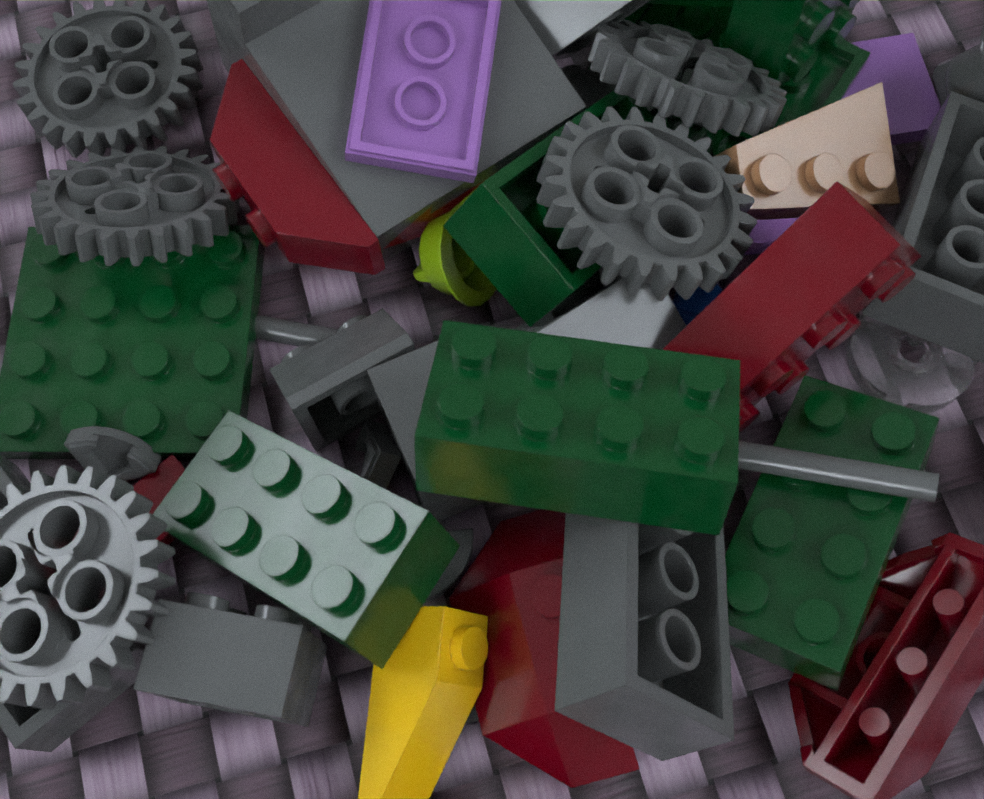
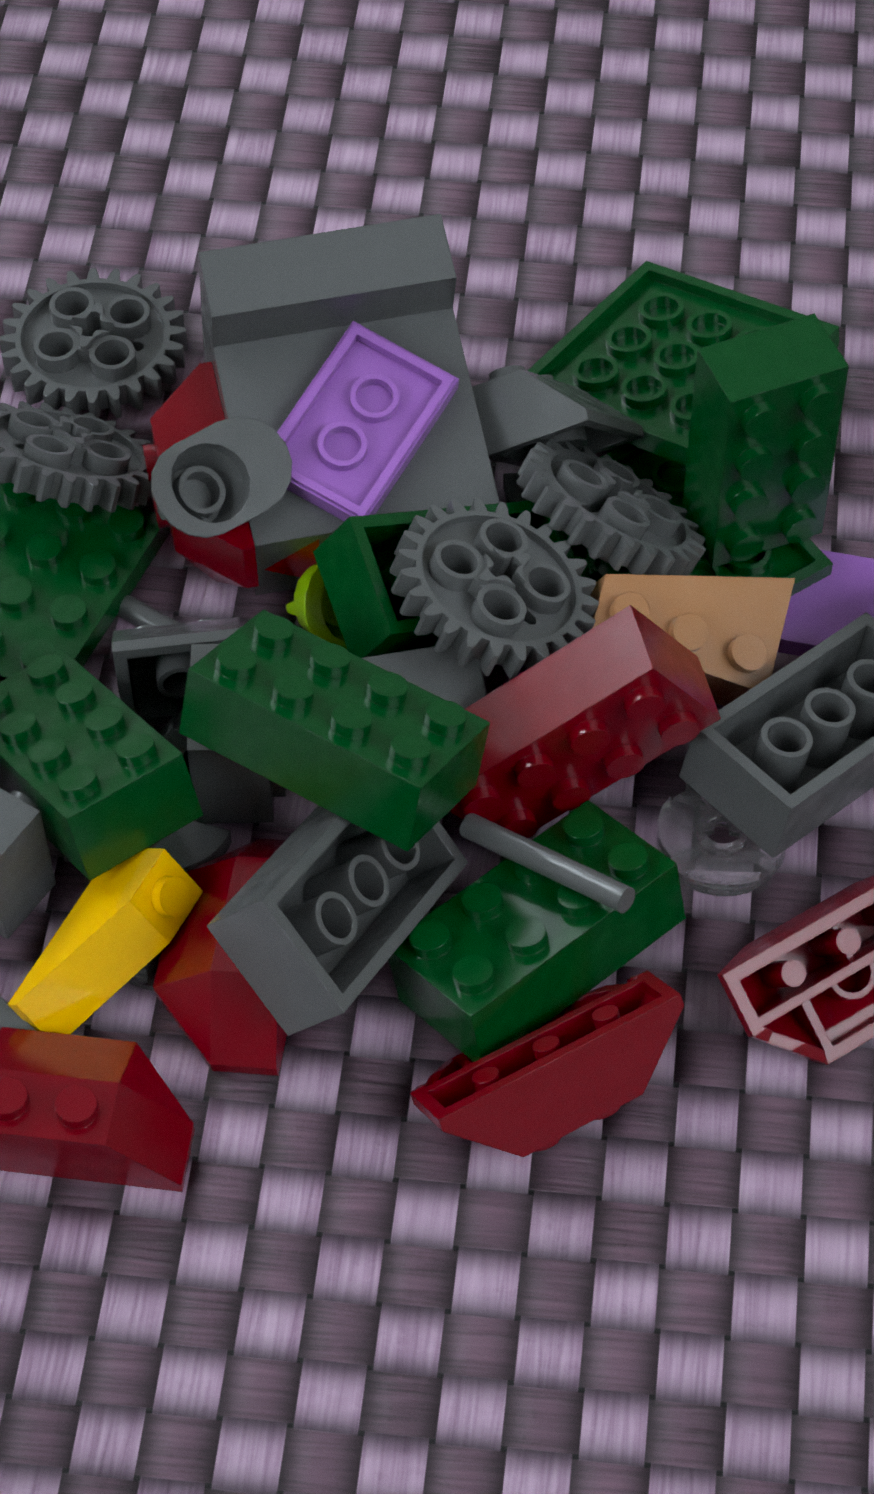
camera: 20 degrees right, 15 degrees down
(320, 183) = (221, 477): none -> dark grey piece

